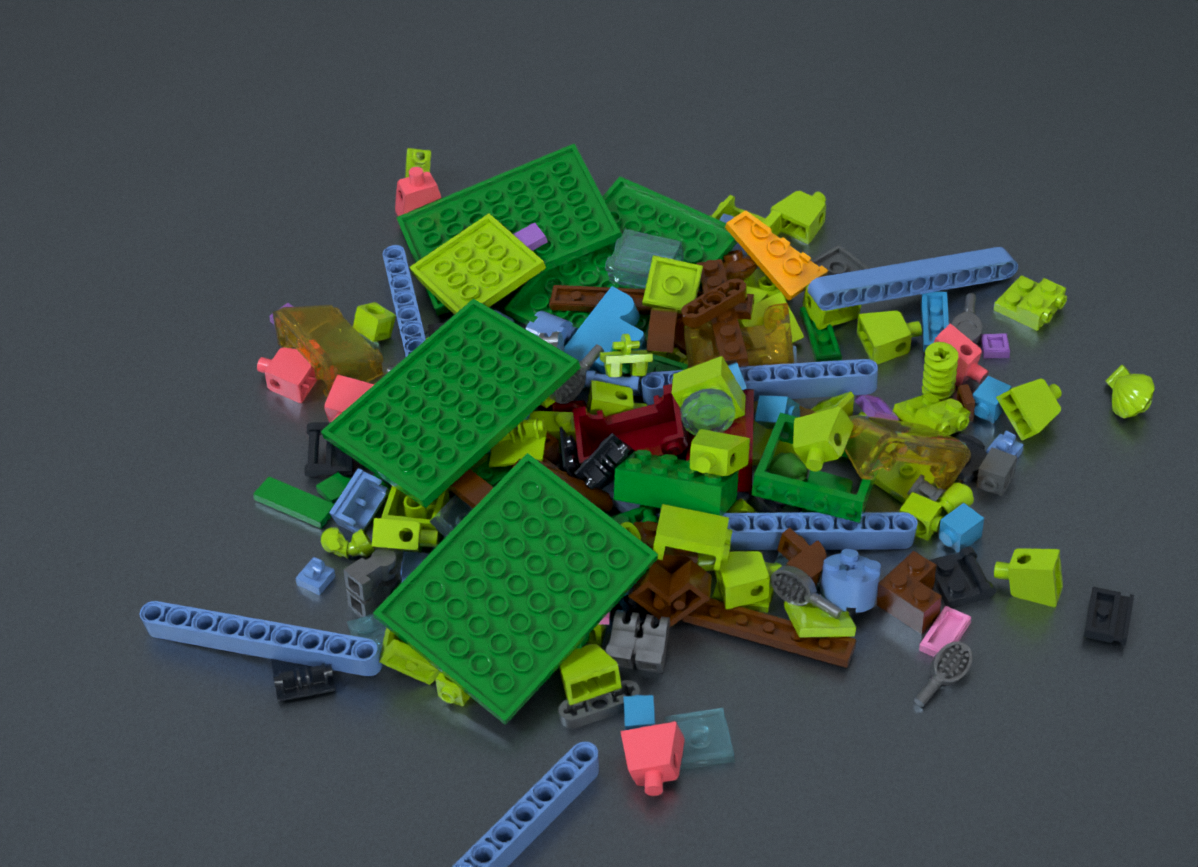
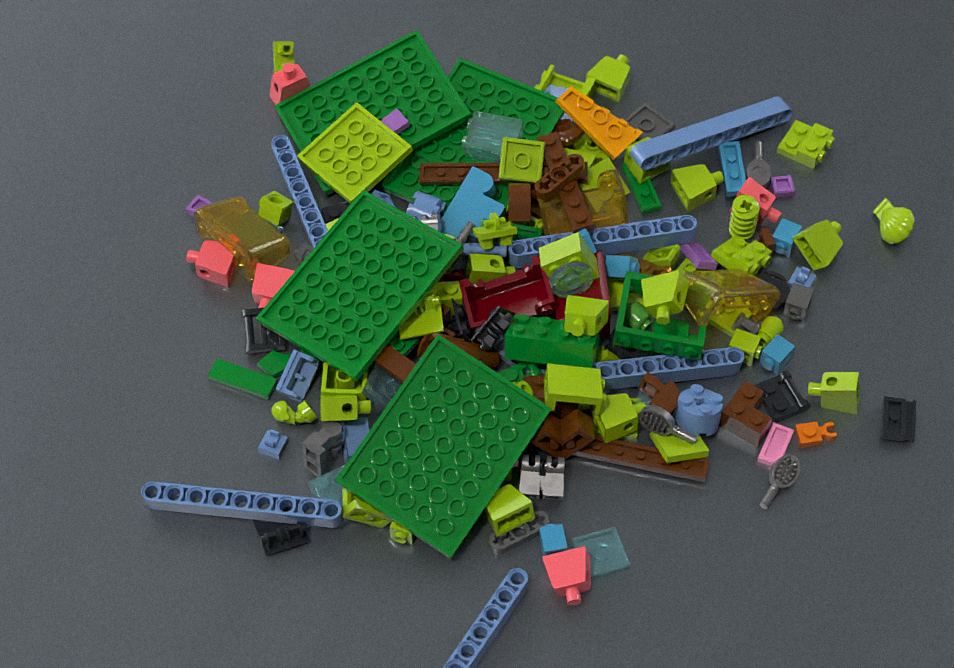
camera: 10 degrees left, 10 degrees up
(993, 625) = (811, 434): none -> orange plate

